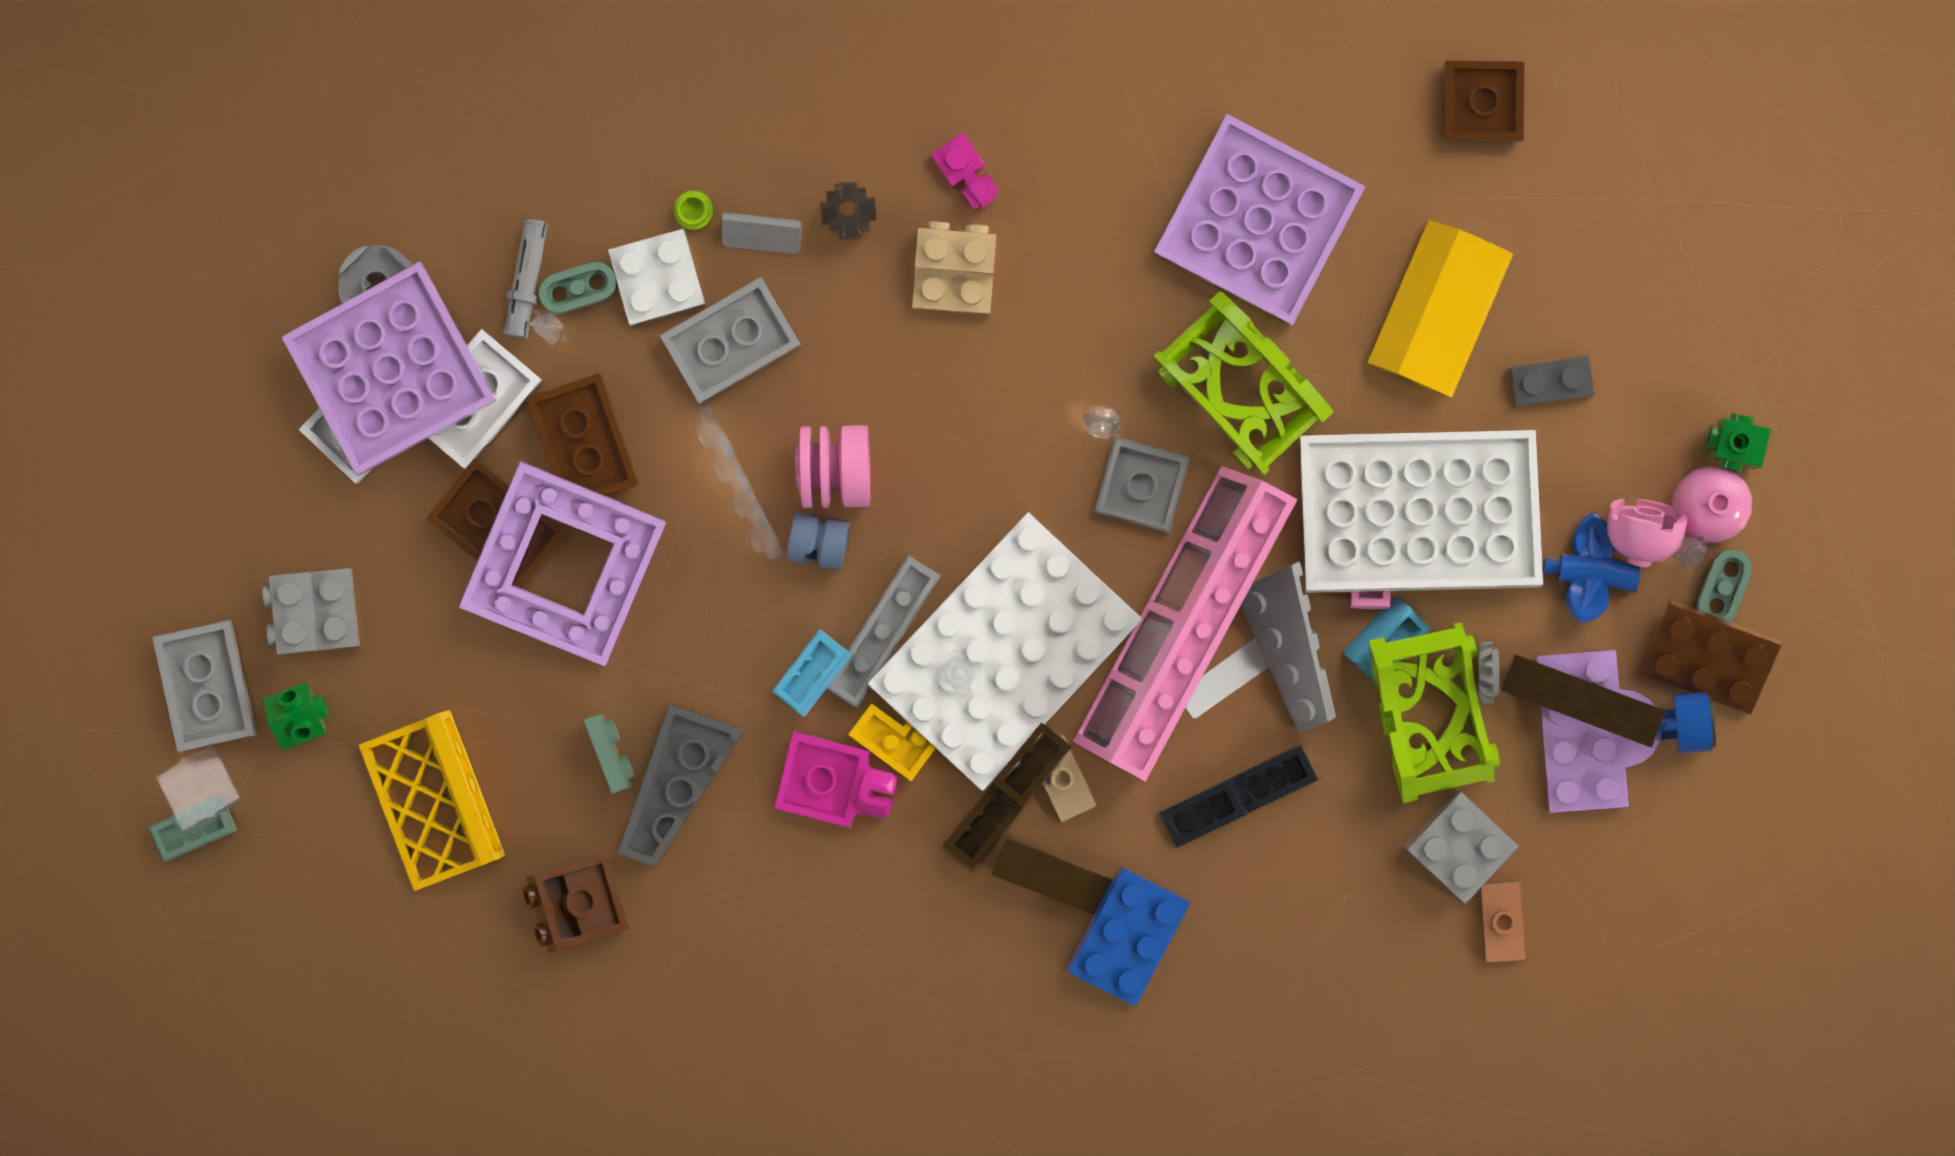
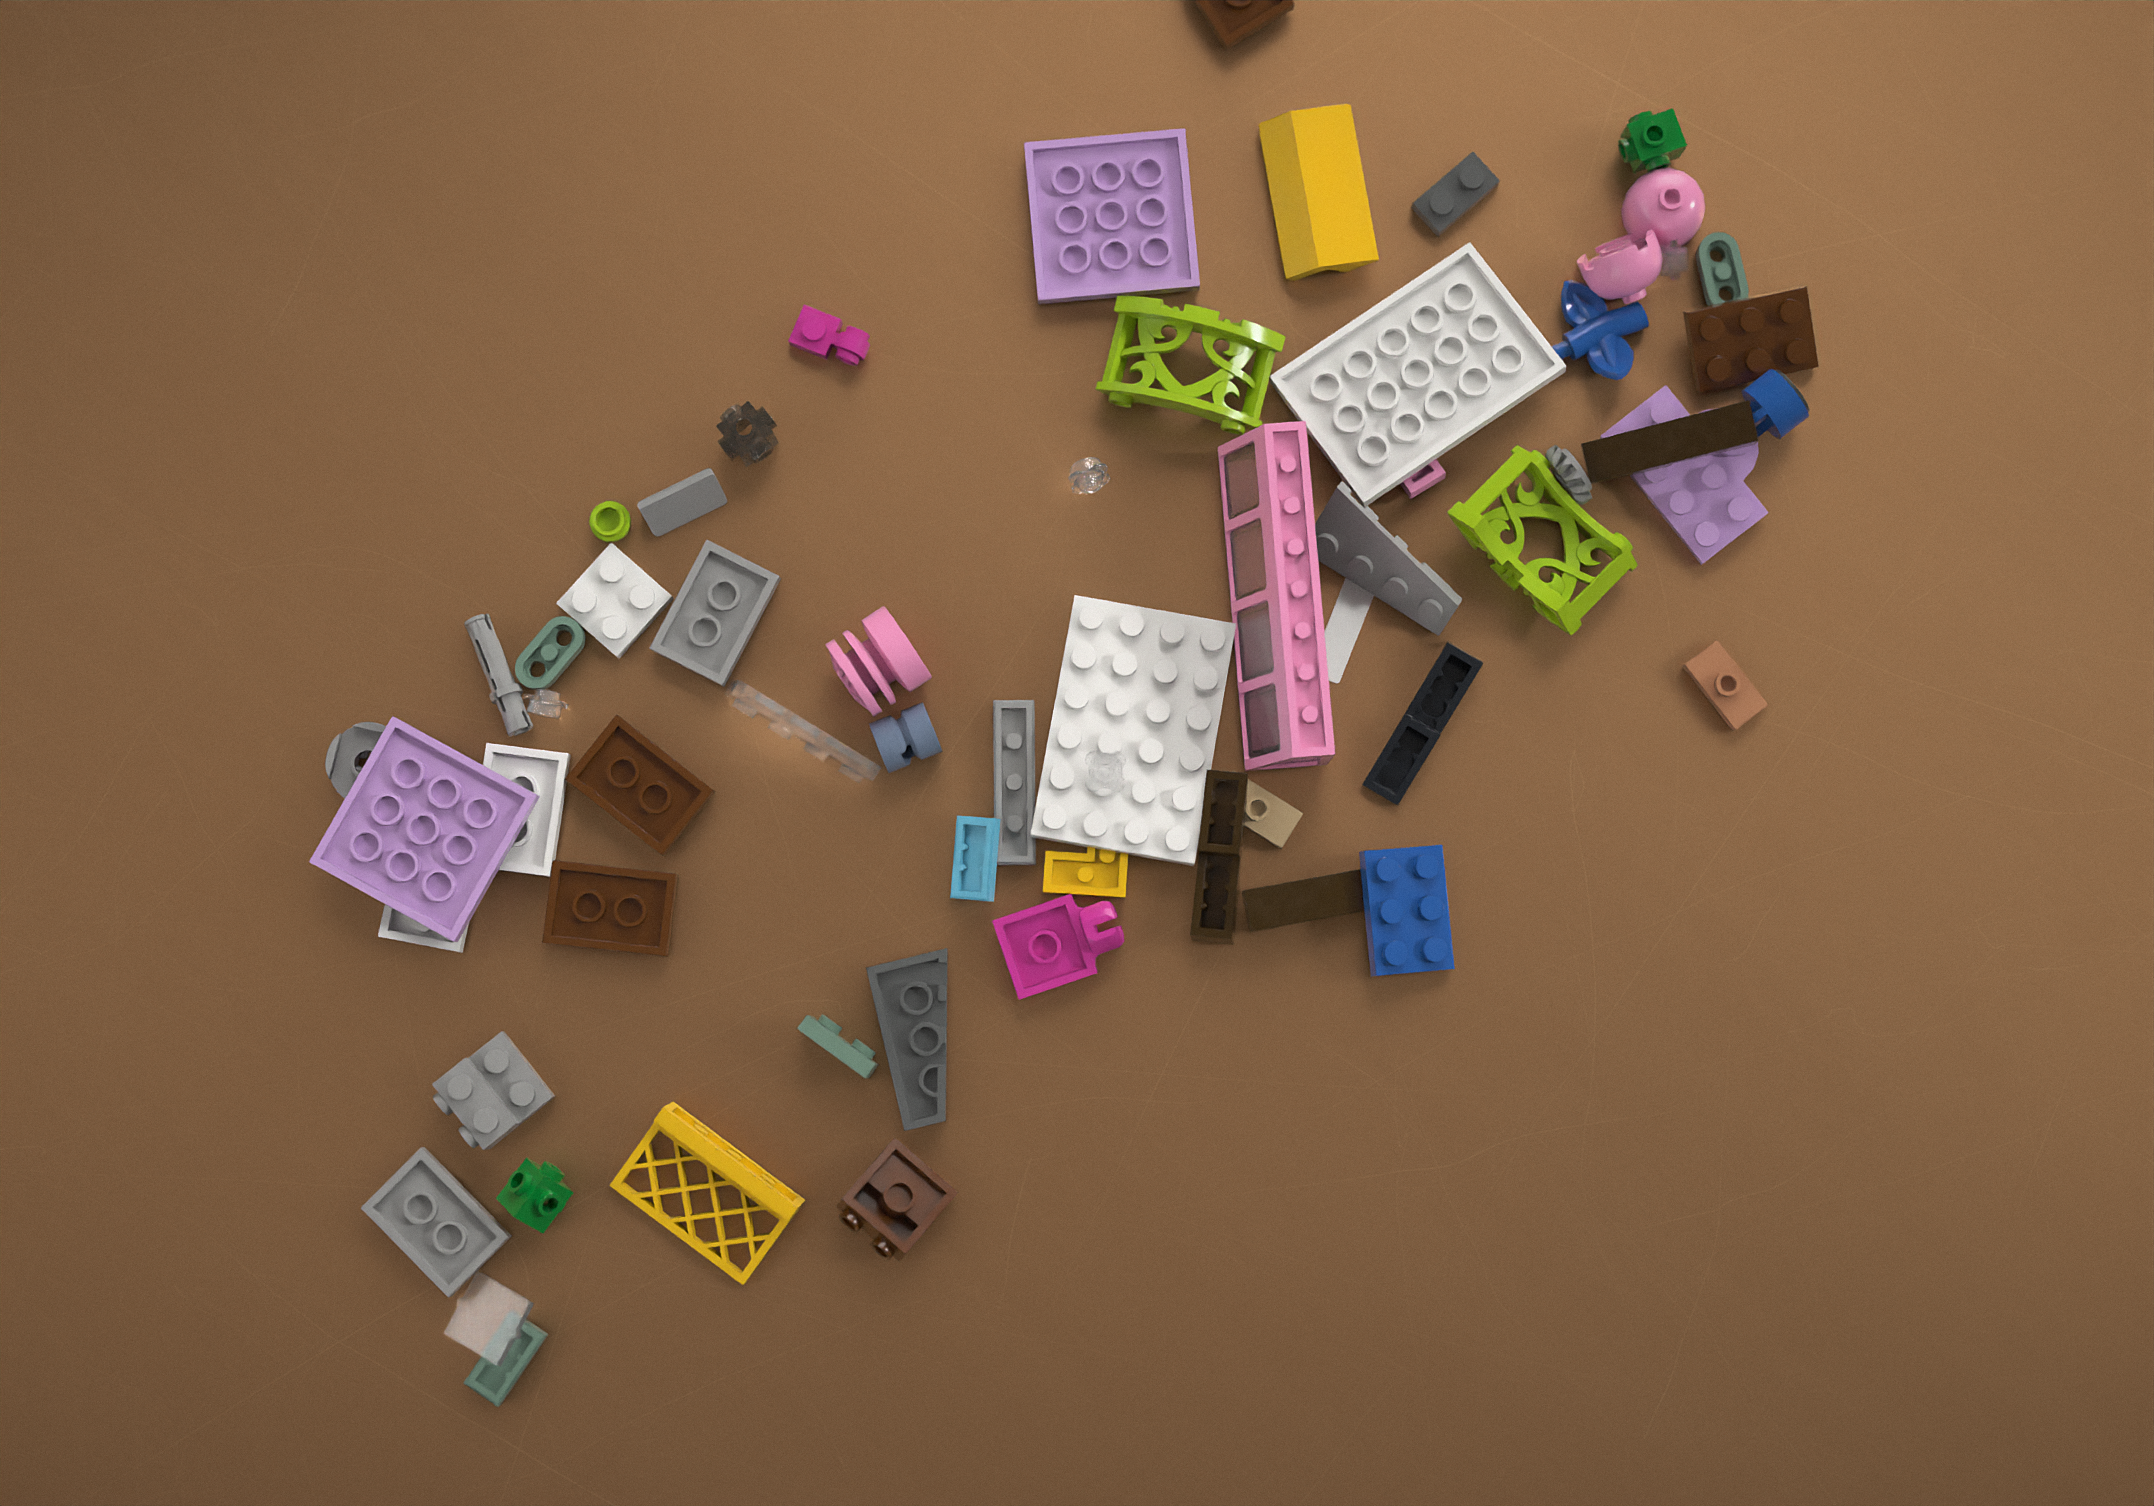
camera: 30 degrees left, 5 degrees down
(586, 633) = (758, 942): lavender plate -> none
(954, 269) = (873, 426): tan plate -> none
(1142, 485) = (1159, 509): light grey tile -> none
(1392, 624) = (1459, 485): medium azure slope -> none
(1460, 846) = (1646, 642): light grey brick -> none

